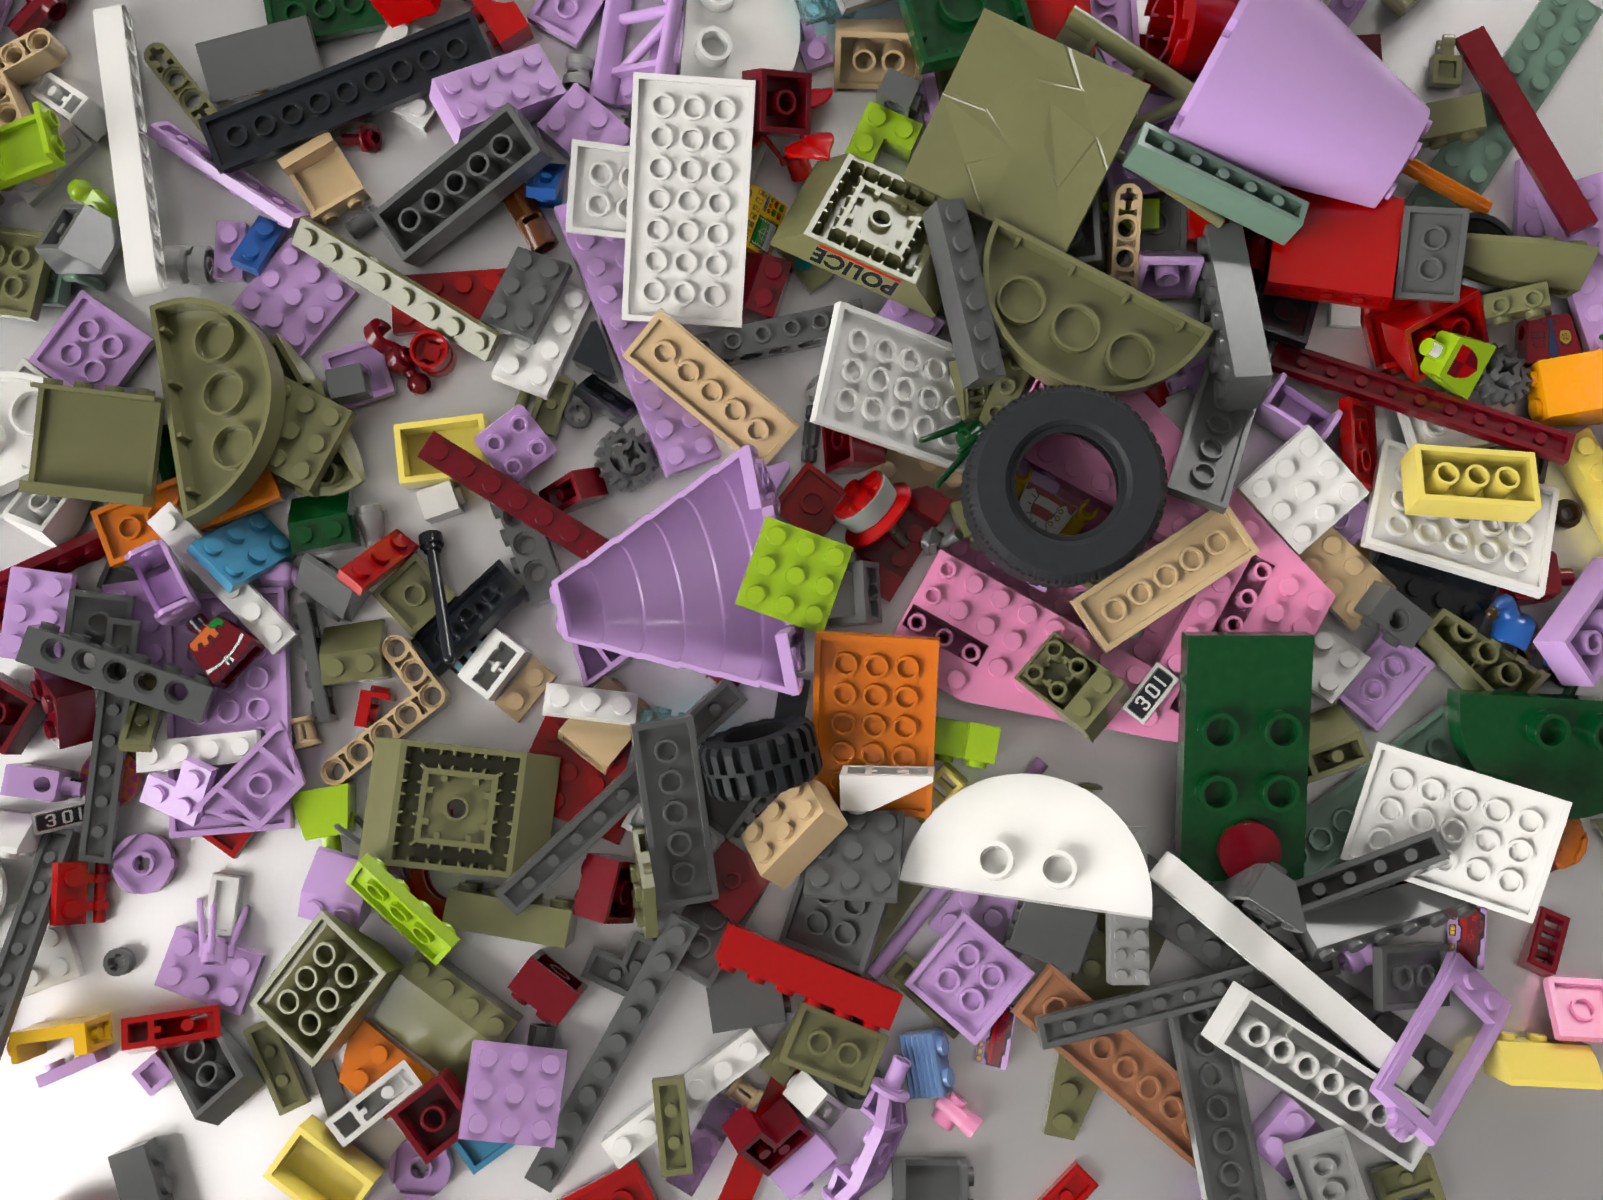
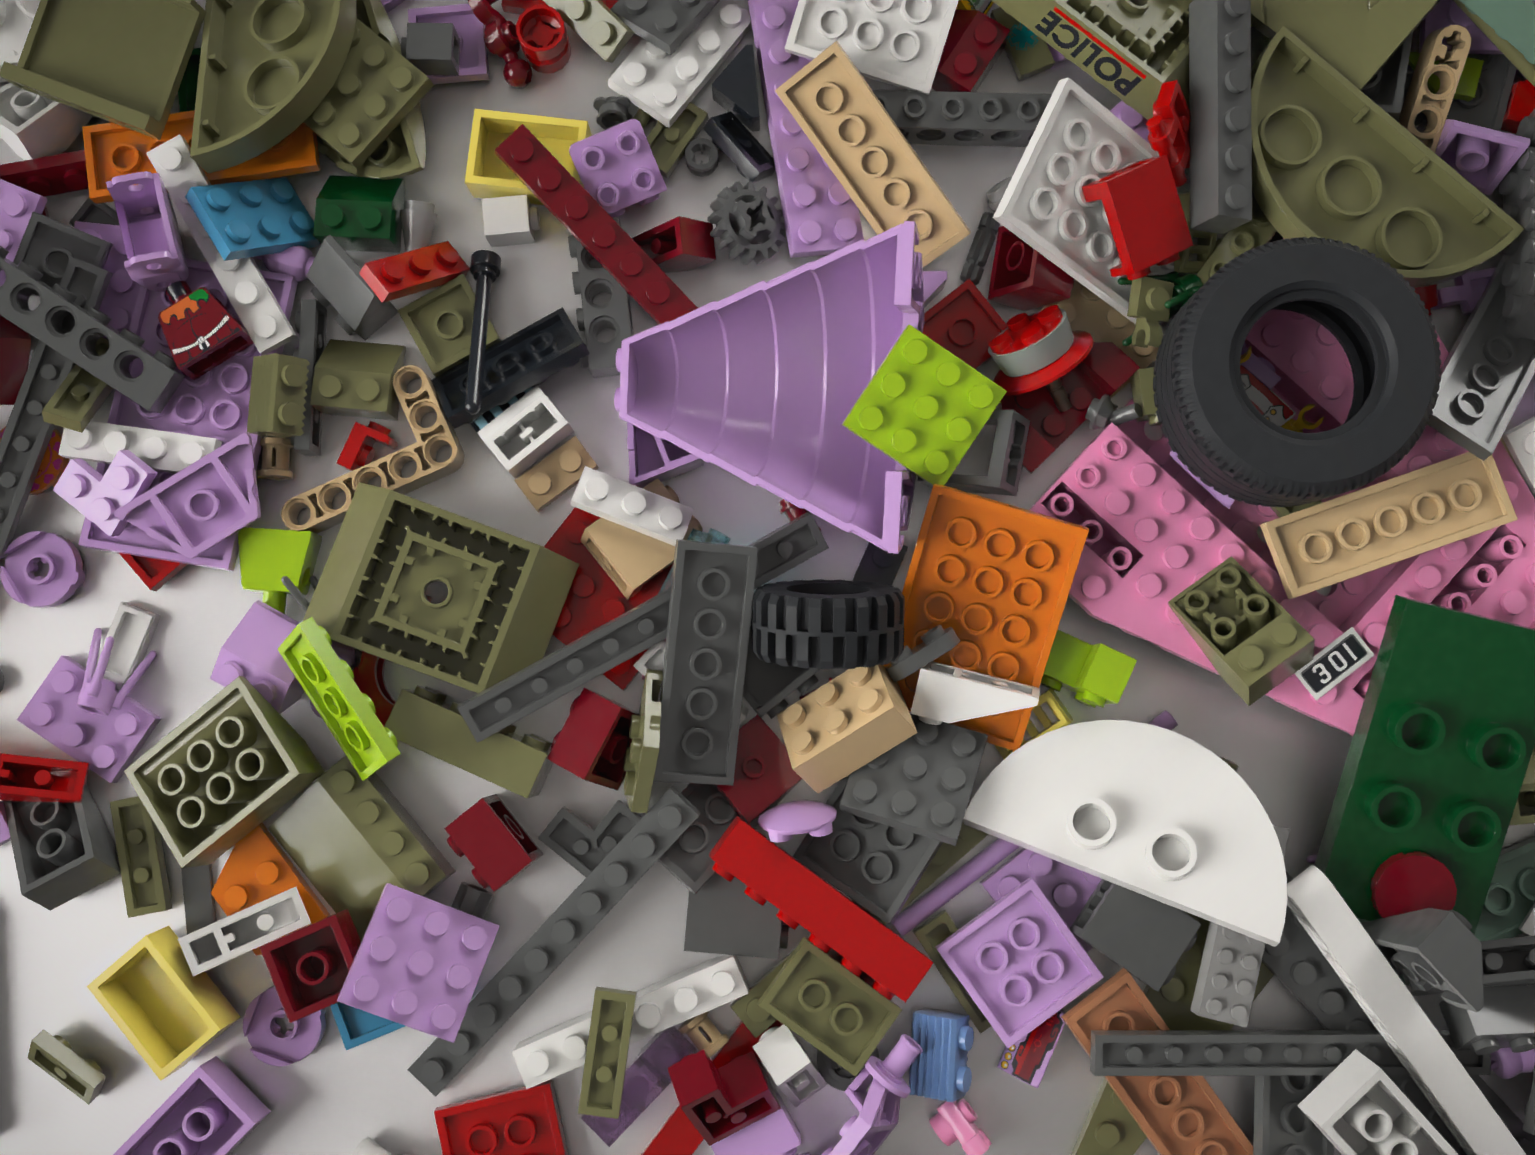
camera: 15 degrees right, 0 degrees up
(295, 685) = (277, 395): none -> olive brick
(501, 398) = (612, 111): none -> dark grey plate
(773, 912) = (797, 818): none -> lavender dish
(846, 754) = (934, 644): none -> dark grey plate
(923, 389) = (1142, 215): none -> red panel
(930, 319) = (1171, 129): none -> red plate
(944, 454) = (1147, 305): none -> olive plate

